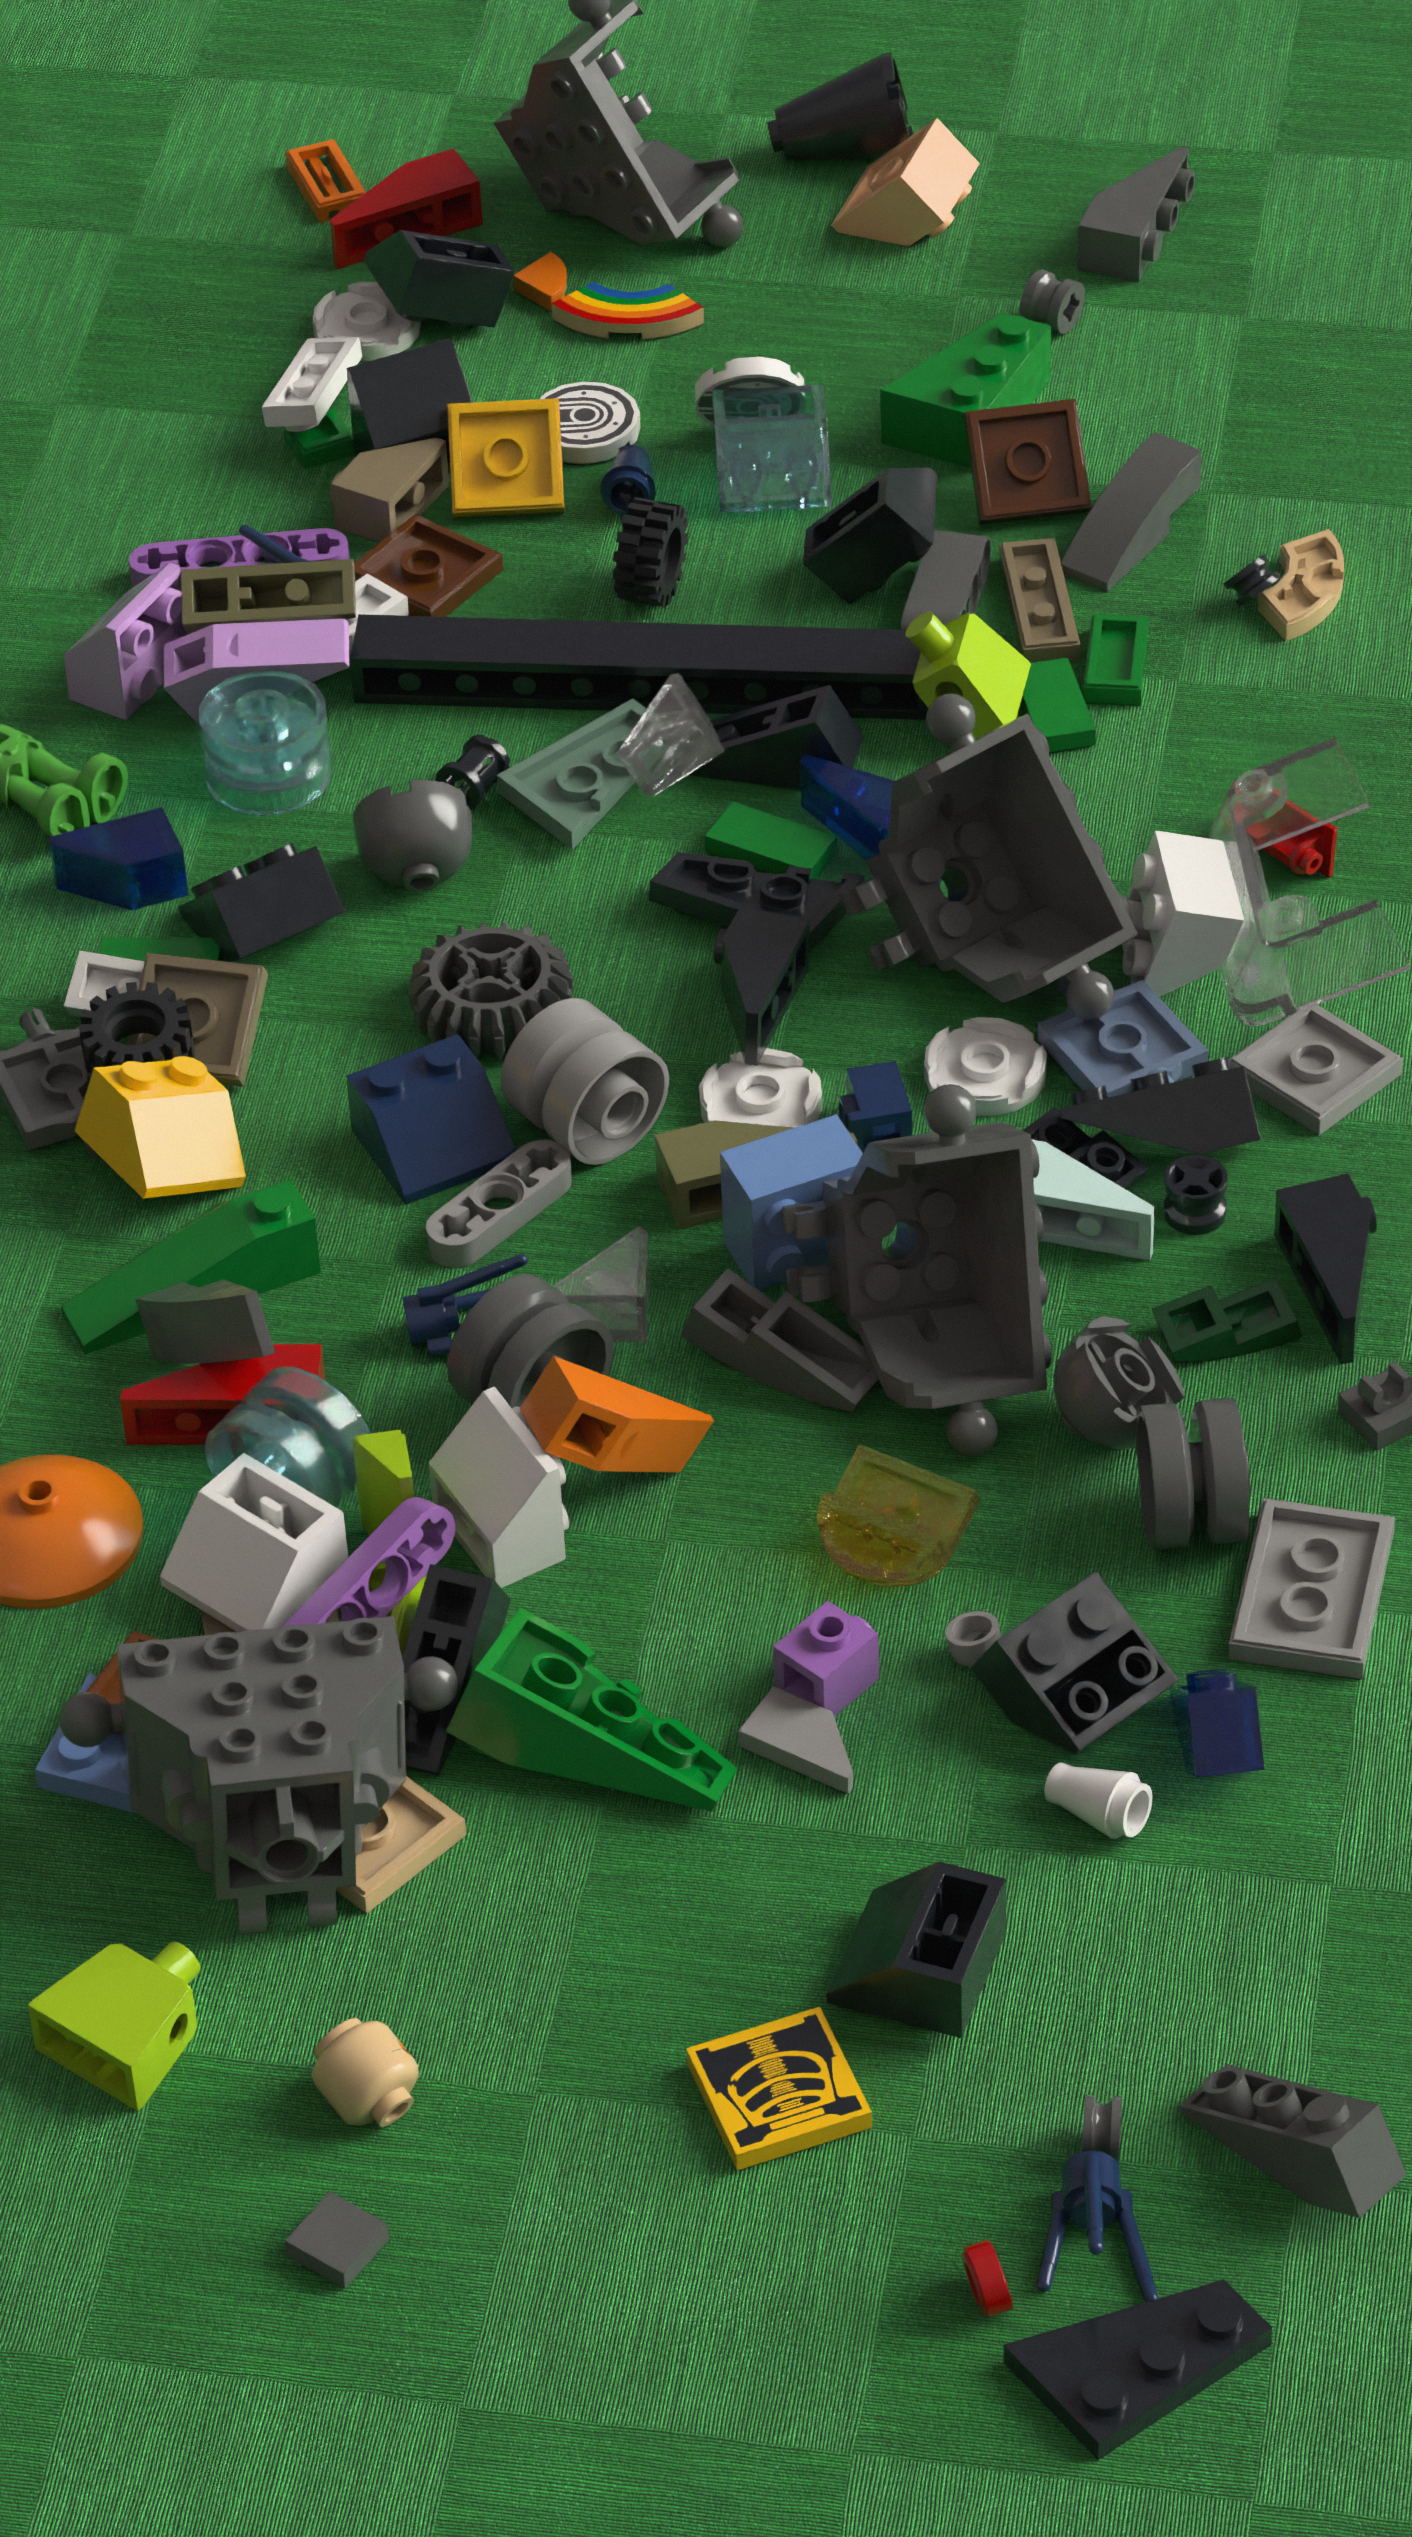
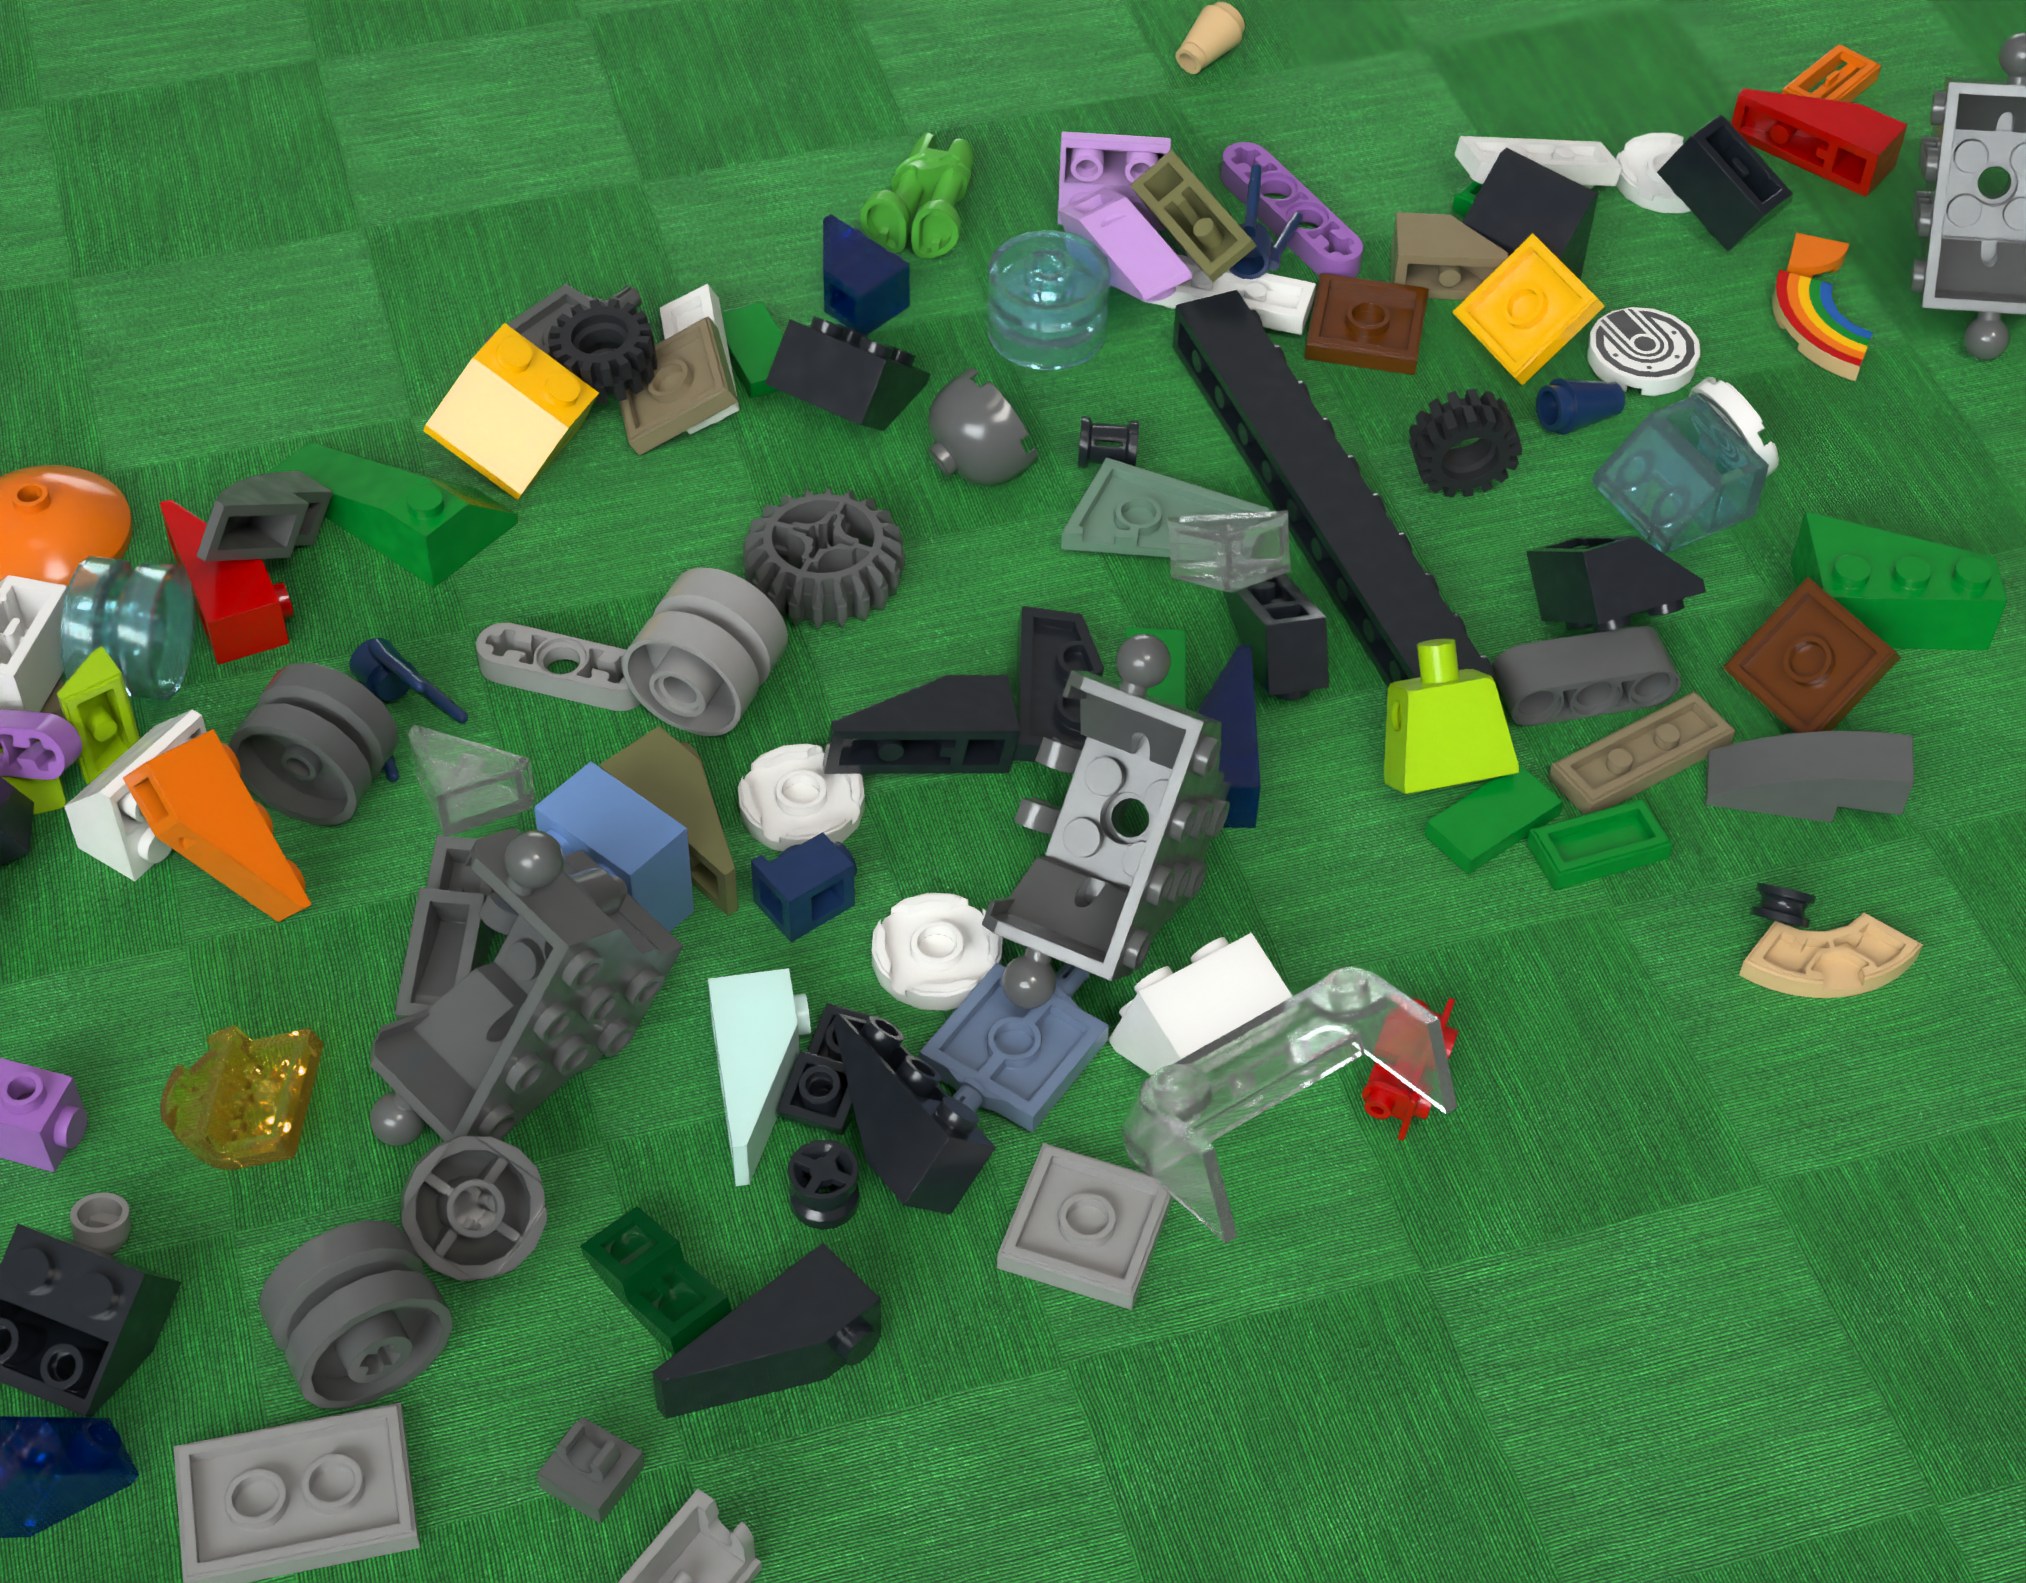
camera: 60 degrees right, 5 degrees up
(429, 1118) = (622, 569): dark blue slope -> none

